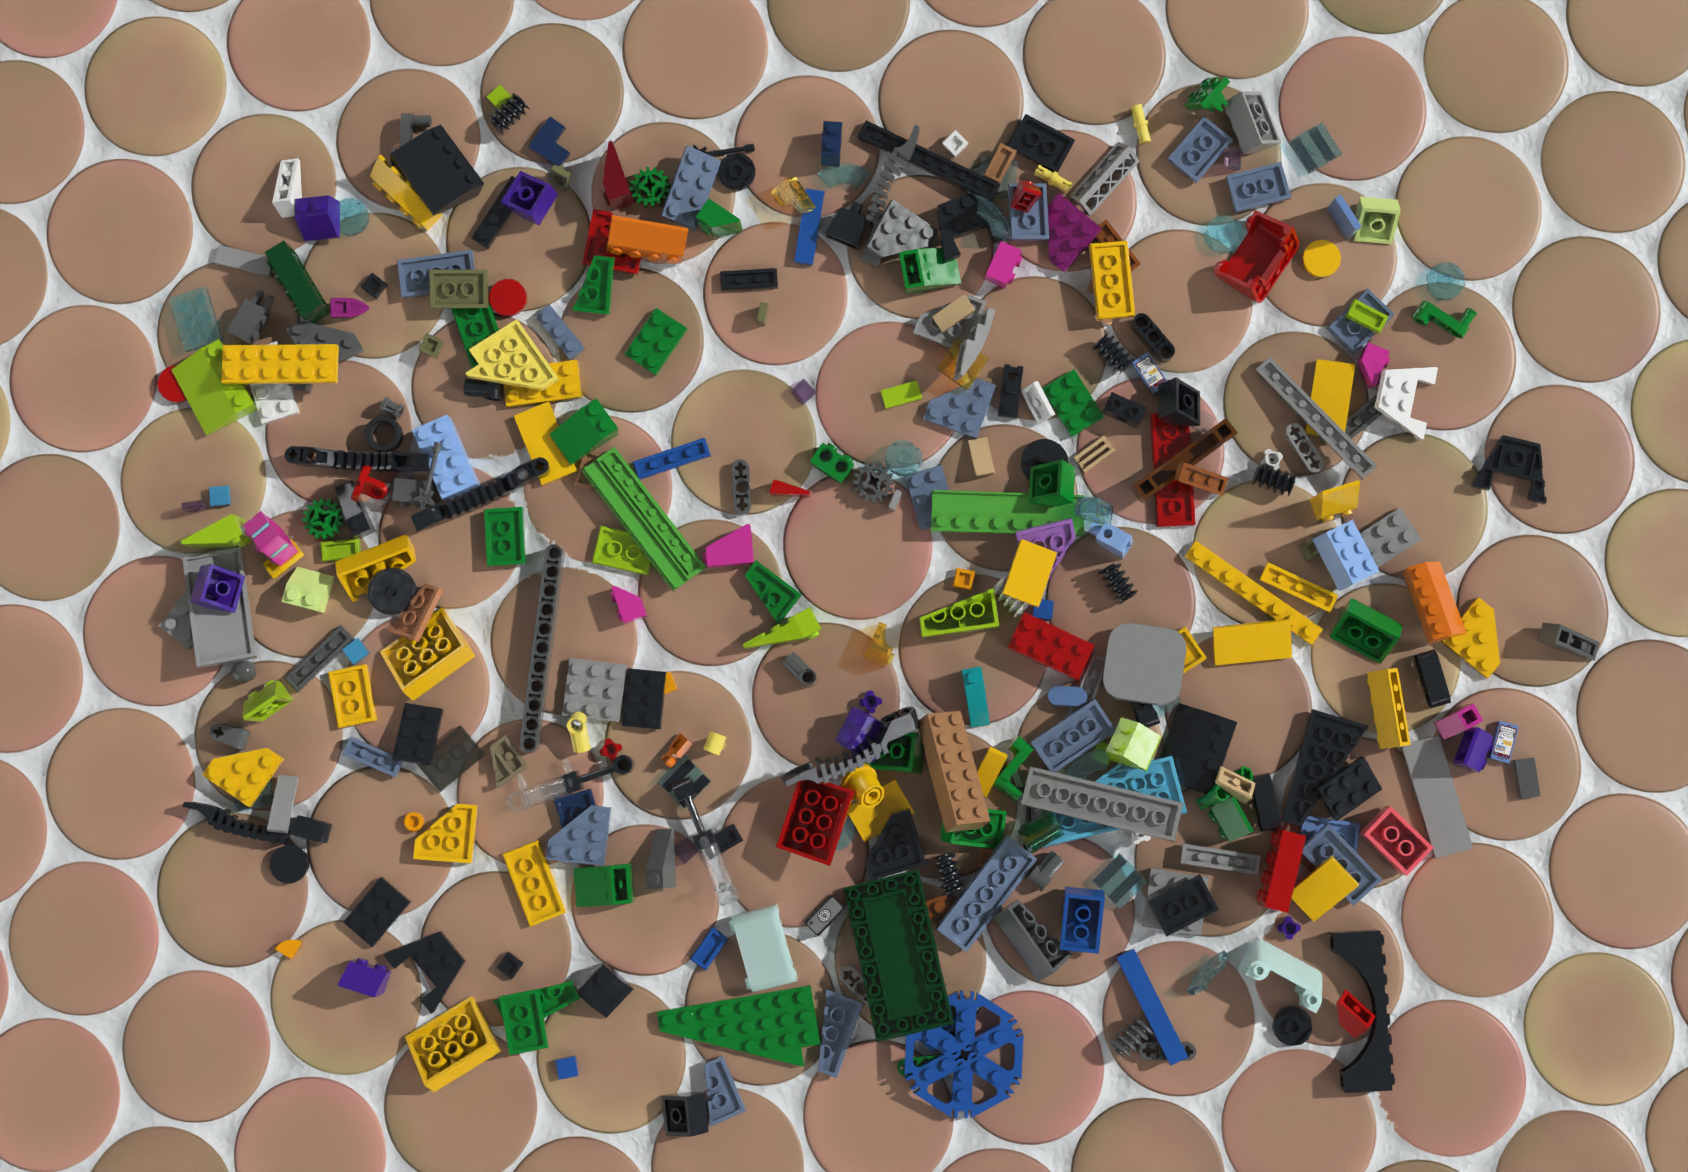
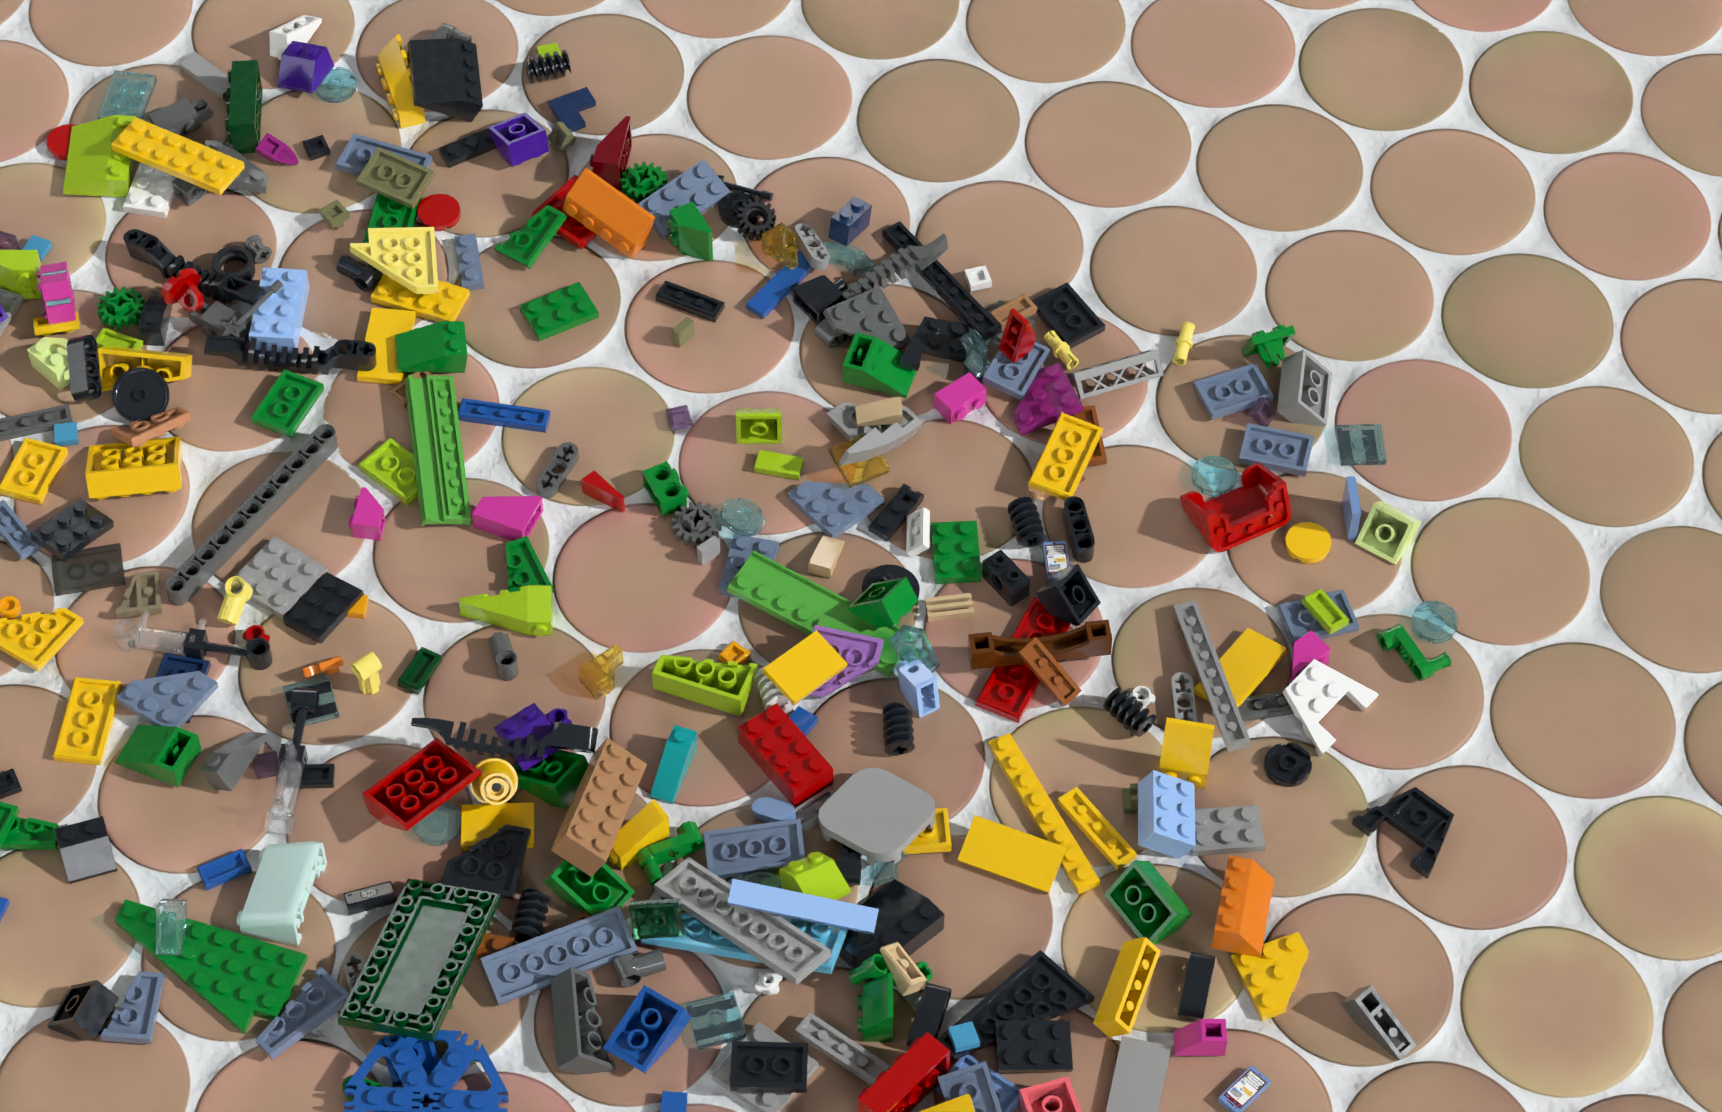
camera: 20 degrees right, 30 degrees down
(335, 594) = (84, 368): none -> black beam
(707, 1022) = (170, 926): none -> clear light blue slope
(745, 713) = (419, 670): none -> dark green tile
(763, 169) = (757, 208): none -> black tyre
(816, 189) = (822, 260): none -> light grey beam
(869, 369) = (759, 426): none -> lime slope
(1141, 775) = (803, 906): none -> light blue tile
(1301, 810) = (963, 1037): none -> dark azure tile
(1401, 460) = (1287, 765): none -> black tile
(1473, 749) = (1201, 1073): dark purple slope -> none

